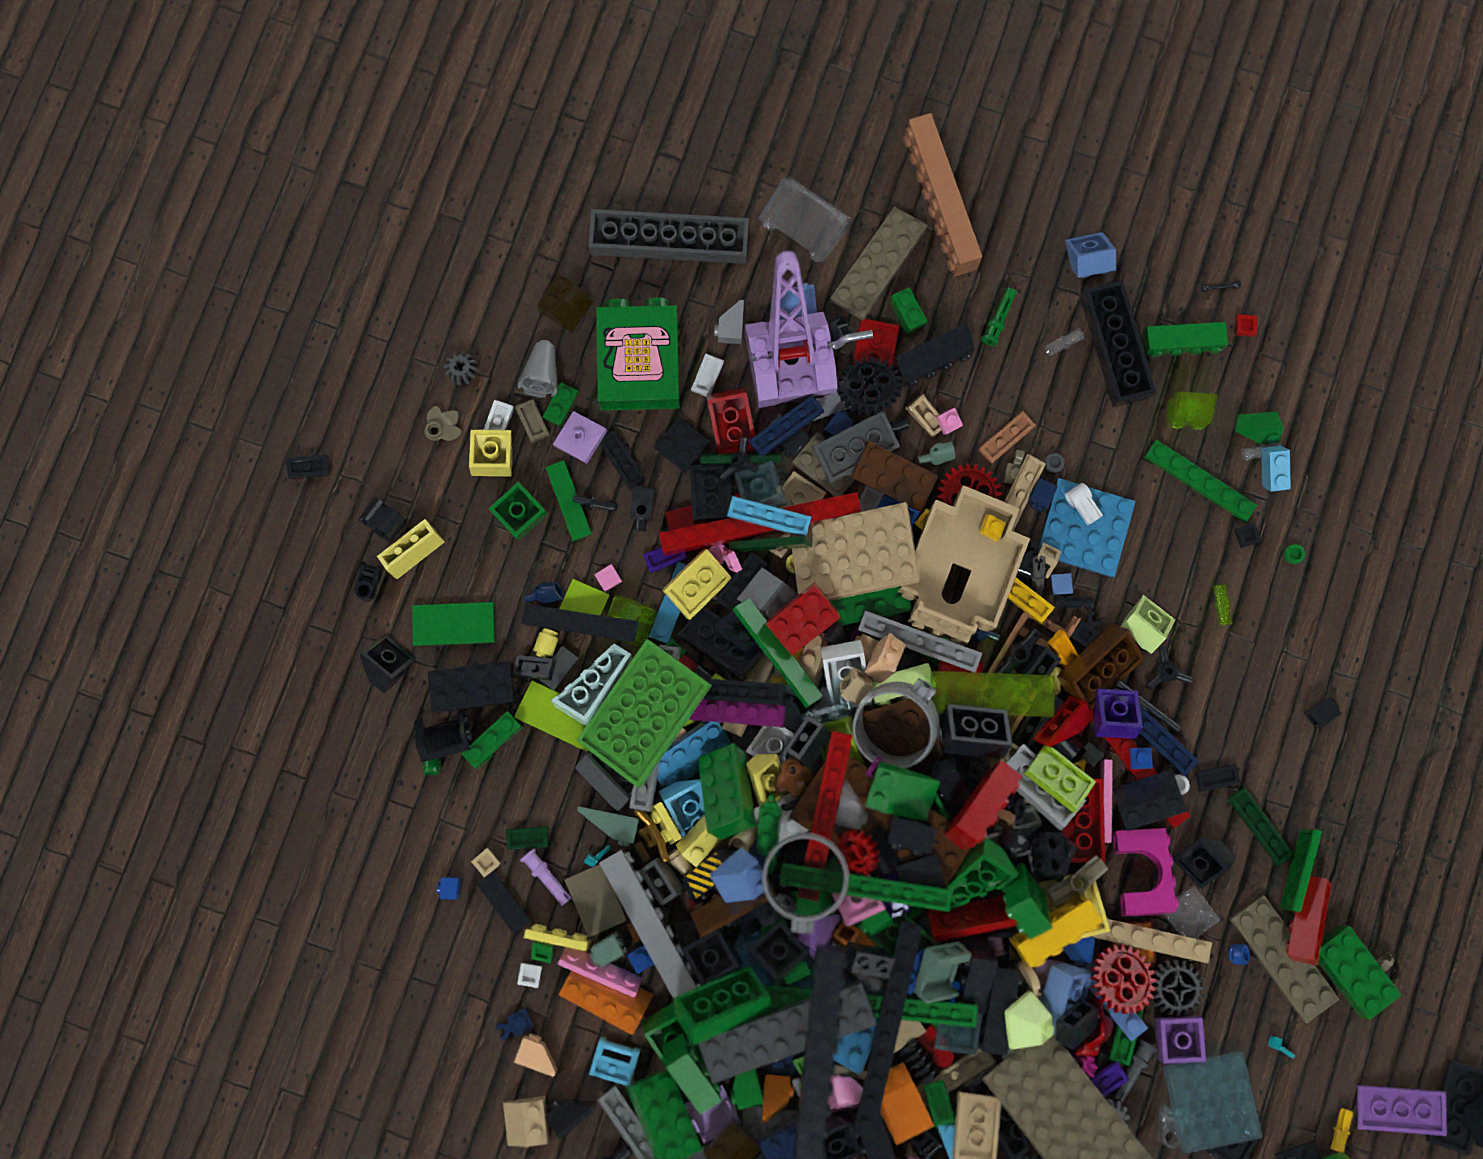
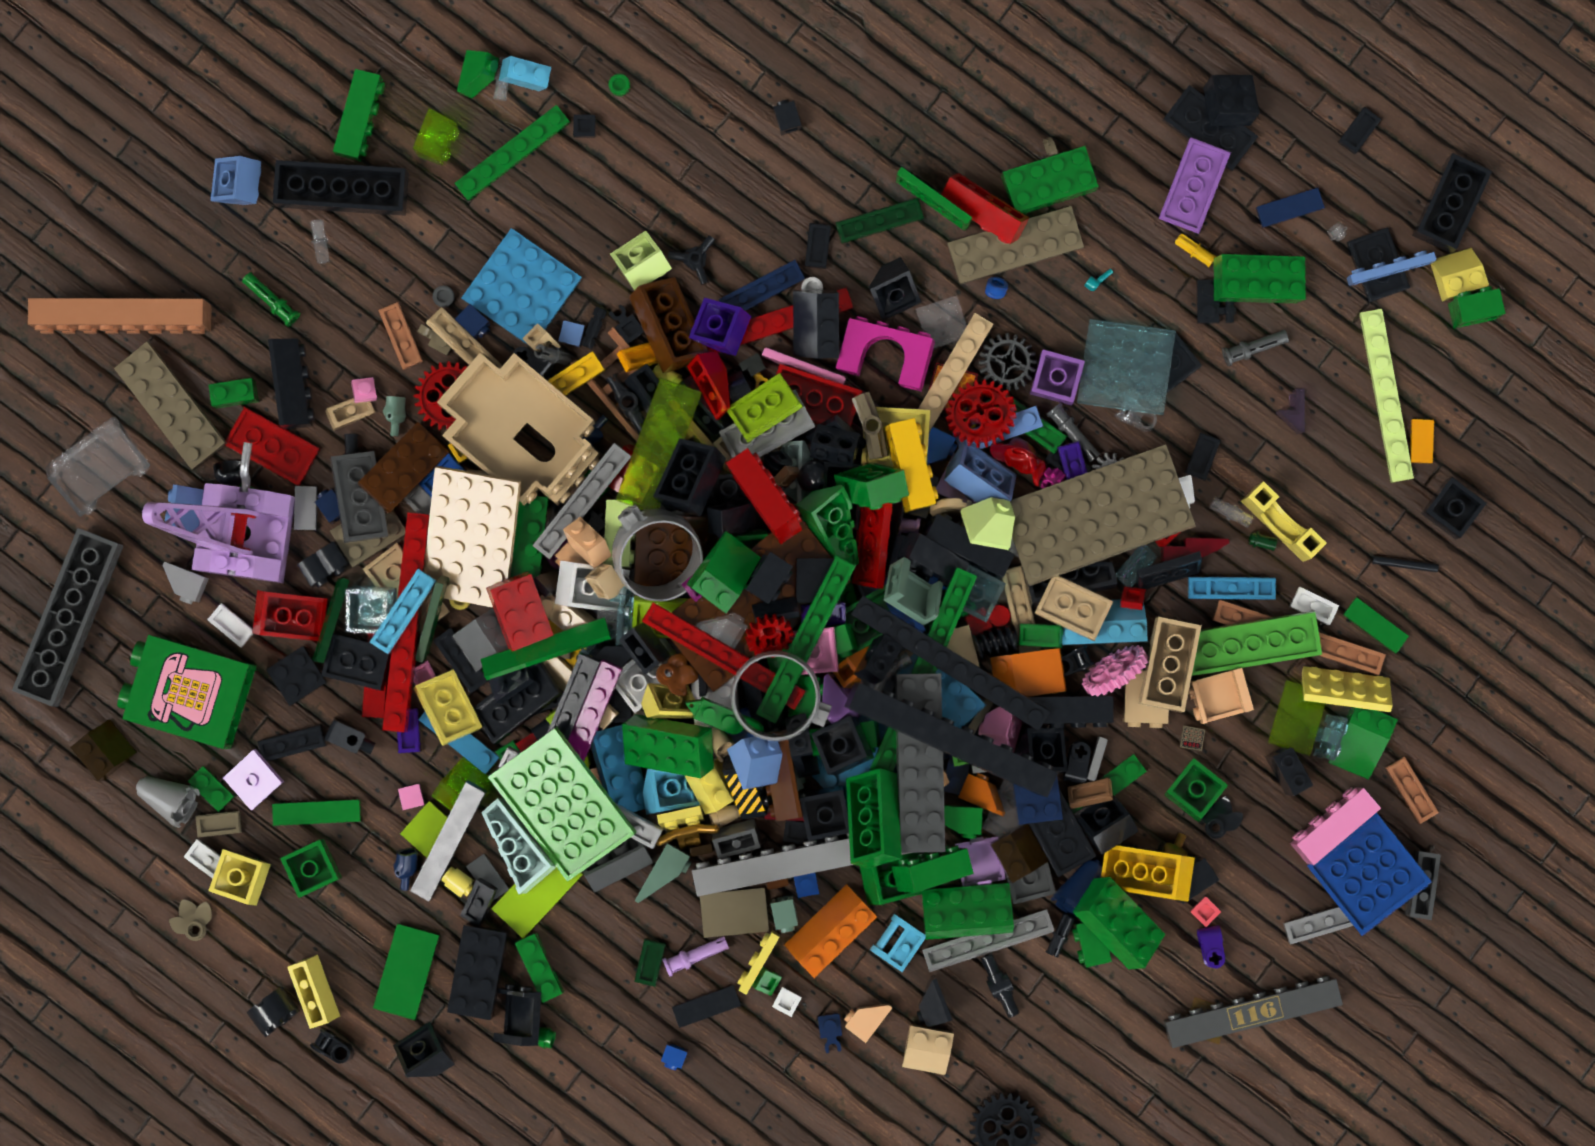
camera: 65 degrees left, 5 degrees up
(308, 466) = (190, 1073): black plate -> none
(453, 368) = (132, 888): dark grey gear -> none
(486, 862) = (660, 1011): tan plate -> none
(591, 502) = (326, 788): black piece -> none
(591, 860) = (694, 903): teal hand -> none
(608, 975) = (807, 928): bright pink plate -> none
(731, 560) = (435, 664): bright pink tile -> none
(739, 461) = (335, 622): black piece -> none
(786, 426) = (314, 561): dark blue tile -> none
(868, 379) = (300, 461): black gear -> none
(992, 527) = (490, 386): yellow plate -> none
(1076, 1024) = (1008, 474): black brick -> none
(1081, 499) = (491, 284): white piece -> none
(1140, 758) = (772, 317): blue plate -> none
(1150, 708) = (726, 289): black bar -> none
(1222, 605) = (646, 177): clear neon green pin -> none
(1237, 284) = (318, 39): black hinge -> none
(1246, 325) = (365, 46): red plate -> none

